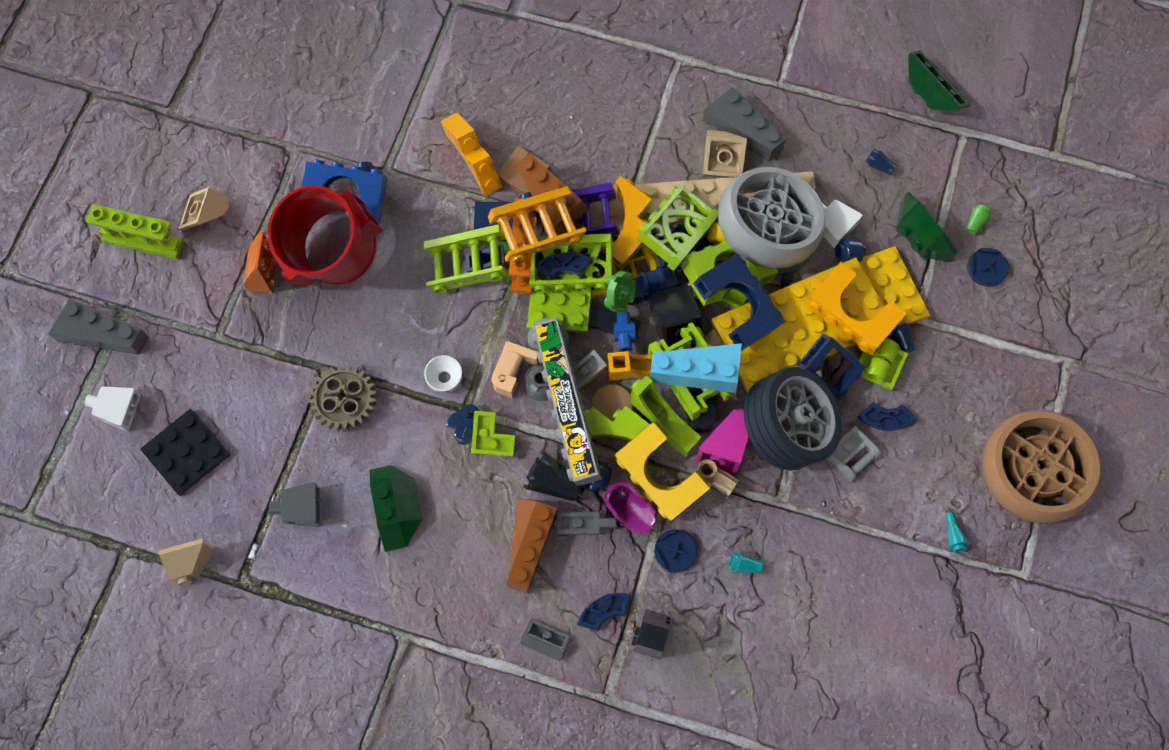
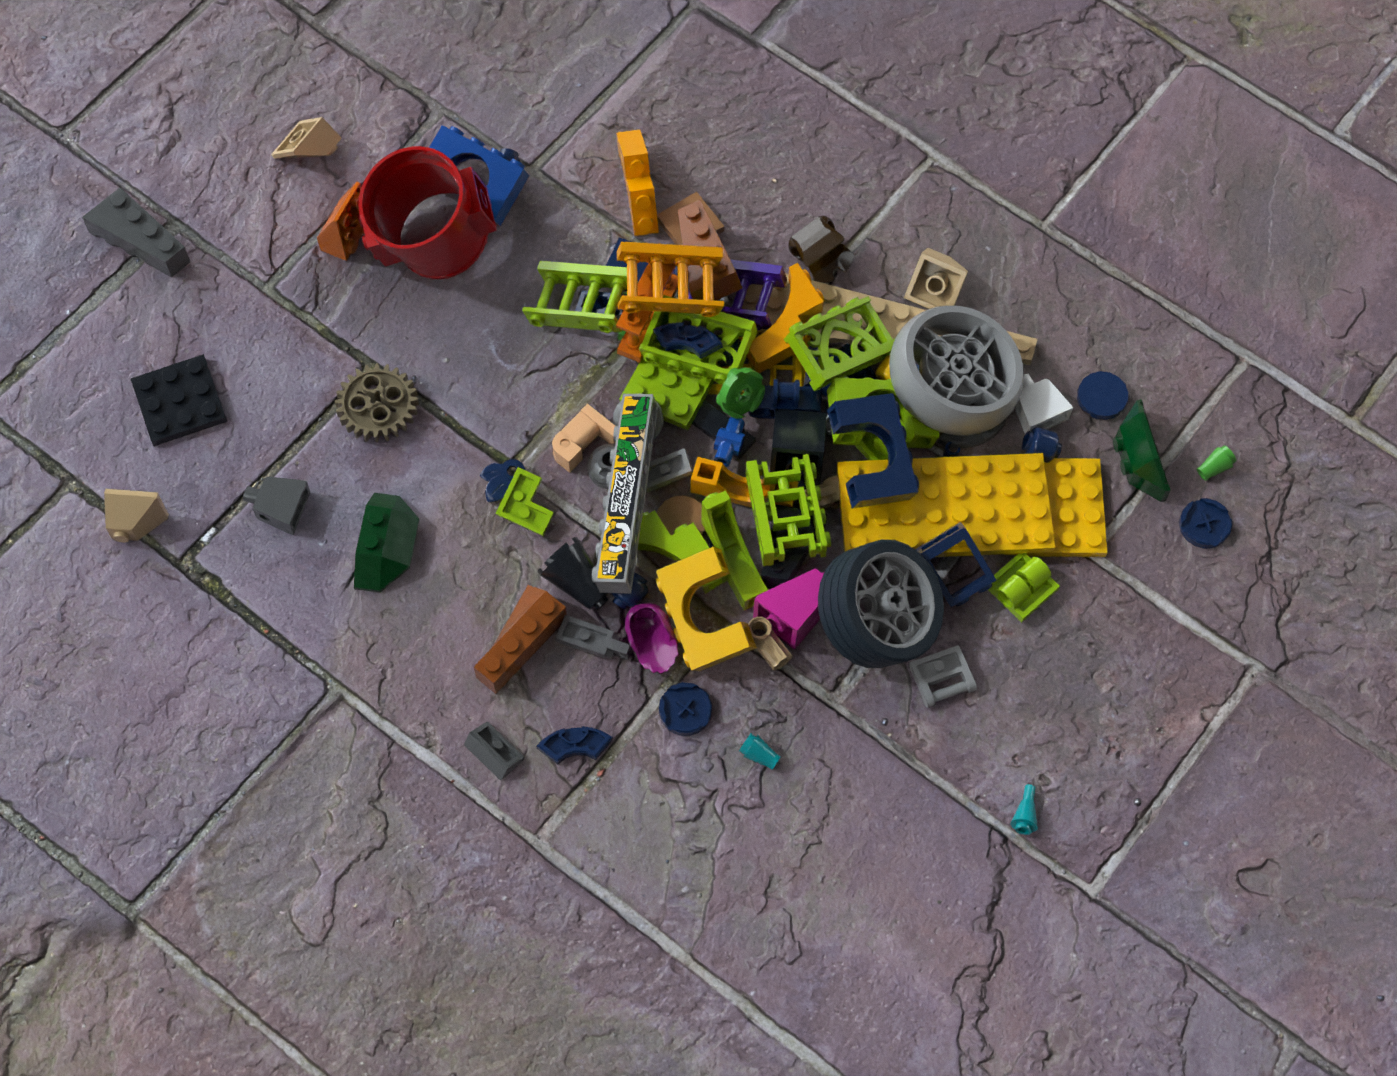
camera: 20 degrees right, 5 degrees down
(114, 406) = (122, 322): white torso -> none
(135, 231) = (221, 140): lime fence -> none
(440, 365) = (500, 406): white piece -> none
(630, 158) = (821, 249): none -> dark brown piece
(652, 634) = (613, 785): black wedge -> none
(698, 367) = (791, 504): medium azure wedge -> none
(737, 116) = (971, 244): dark grey wedge -> none
(866, 334) = (1014, 542): light orange arch -> none
(876, 197) = (1102, 395): none -> dark blue tile
(880, 162) = (1124, 355): dark blue cone -> none
(887, 419) = (1003, 653): dark blue tile -> none
(904, 337) = (1063, 565): dark blue cone -> none
(933, 84) = (1230, 285): dark green wedge -> none
(1062, 434) = (1205, 742): medium nougat wheel -> none

